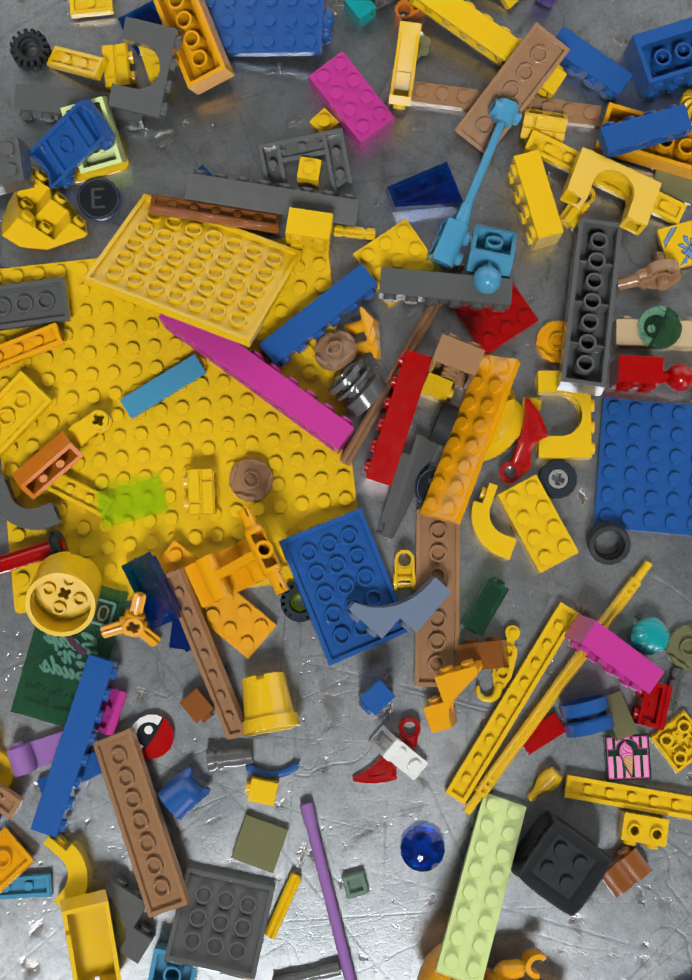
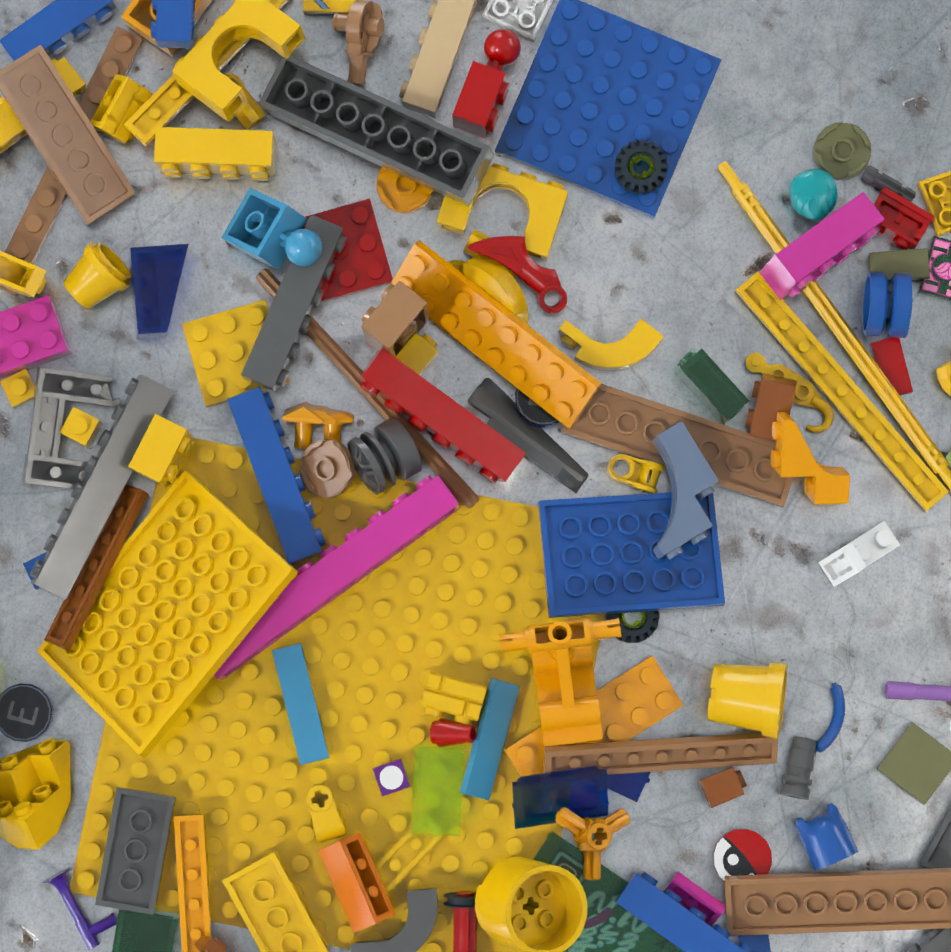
camera: 65 degrees left, 0 degrees up
(131, 467) = (391, 777): none -> tile
(174, 497) = (449, 733): none -> red cone
(179, 527) = (489, 739): none -> dark azure tile
(251, 480) = (457, 629): medium nougat tile -> none
(262, 790) = (853, 739): yellow brick -> none
(354, 232) = (180, 392): yellow axle -> none
(375, 696) = (781, 557): blue brick -> none
(385, 771) = (874, 578): red piece -> none
(420, 147) = (97, 275): none -> yellow piece
(444, 424) = (465, 361): black tyre -> none
(454, 231) = (223, 268): dark azure bar -> none
(536, 524) = (629, 287): yellow brick -> none
(566, 473) = (584, 256): black bush -> none
(617, 556) = (701, 199): black tyre -> none
(633, 496) = (633, 154): none -> black bush
(659, 327) = (431, 51): clear green tile -> none

